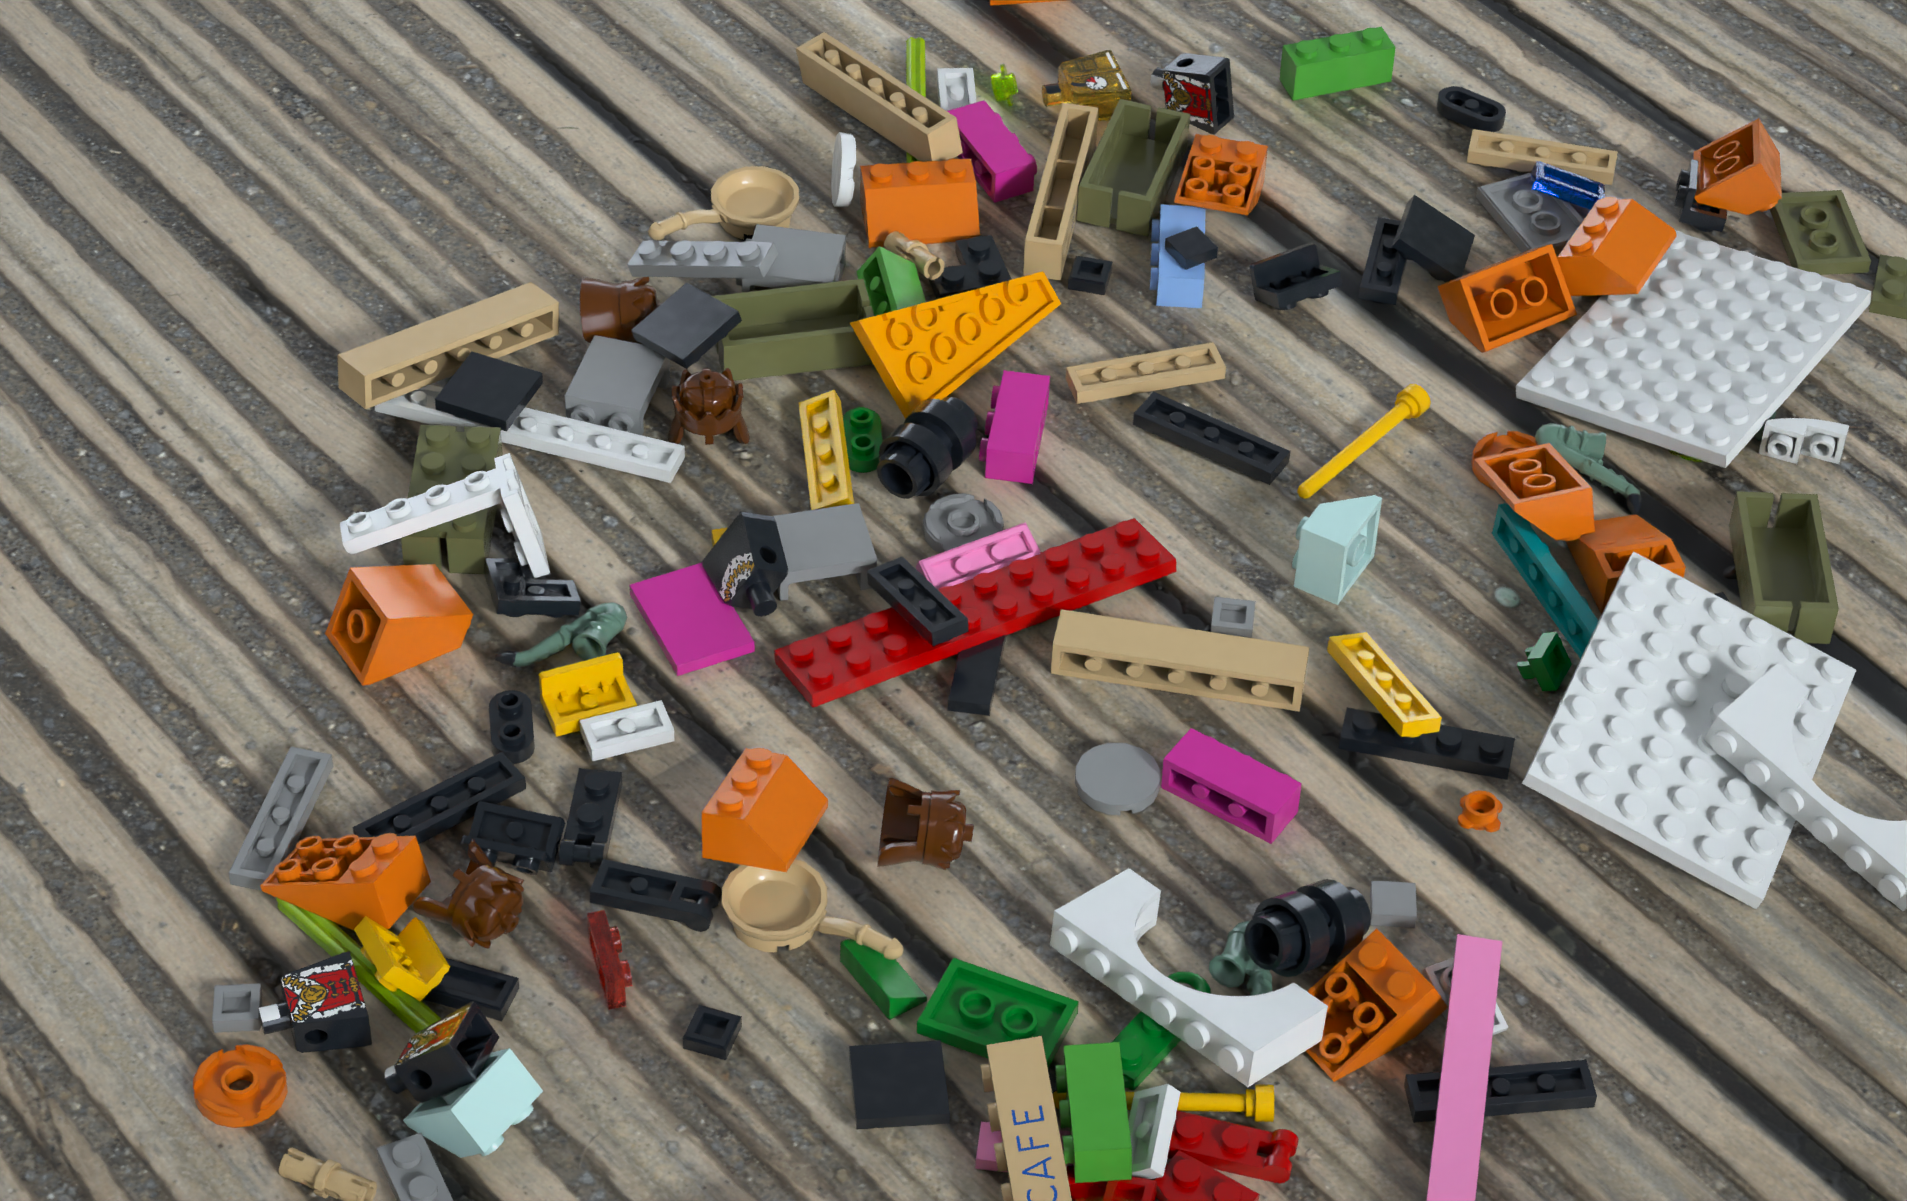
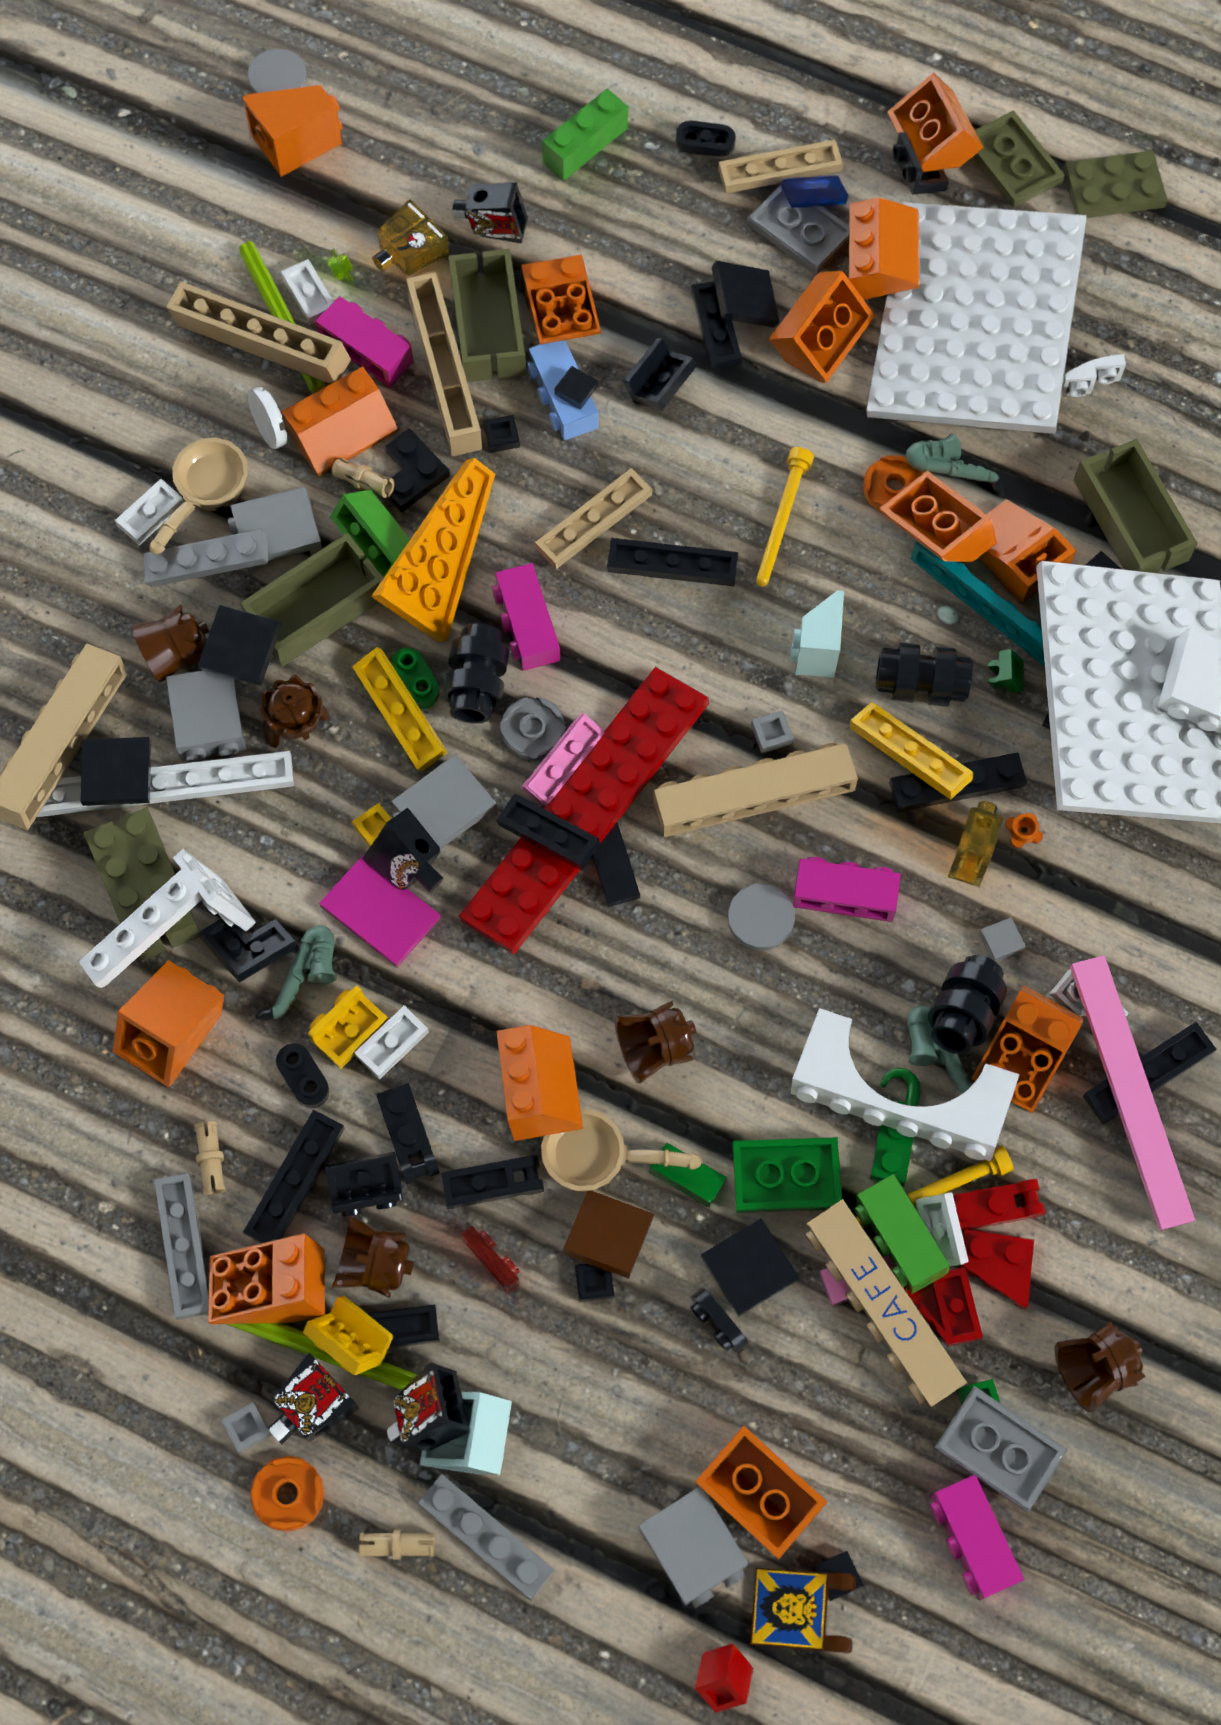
camera: 25 degrees left, 25 degrees up
(363, 757) = (210, 1158): none -> tan pin
(665, 206) = (149, 512): none -> white plate
(754, 985) = (608, 1234): none -> reddish brown tile
(833, 1131) = (727, 1332): none -> black plate
(1408, 795) = (978, 837): none -> clear yellow torso
(1456, 629) = (907, 671): none -> black piece

